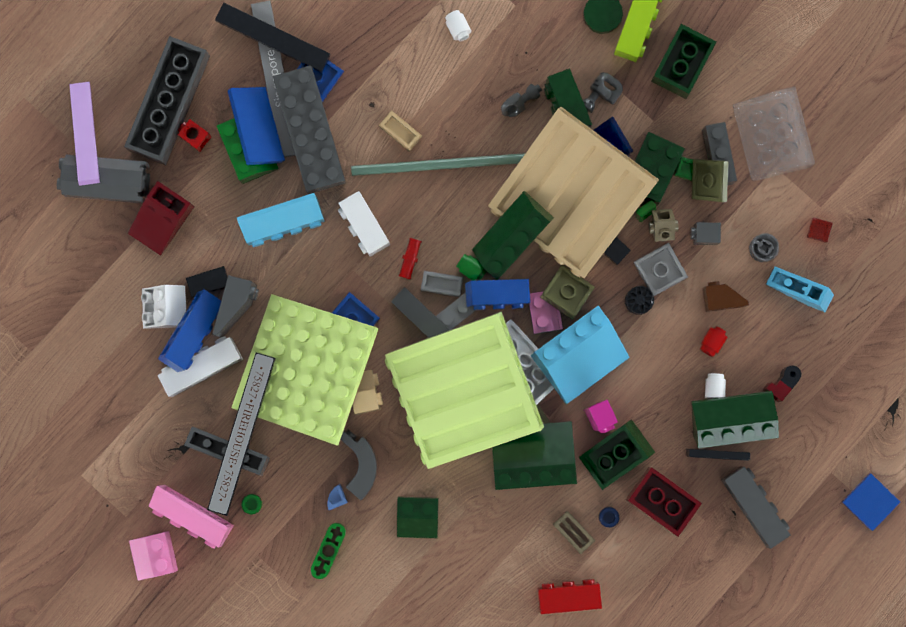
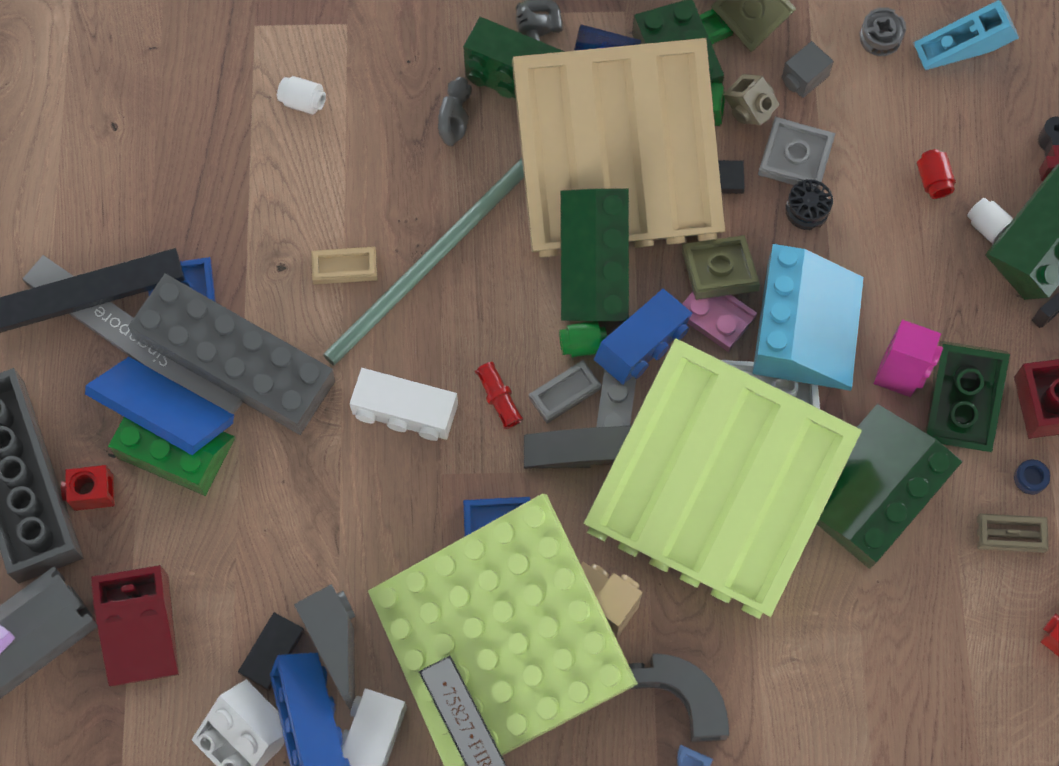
camera: 45 degrees left, 15 degrees down
(281, 220) = (296, 486): medium azure slope -> none
(417, 517) = (816, 691): dark green slope -> none
(722, 297) = (895, 120): reddish brown slope -> none

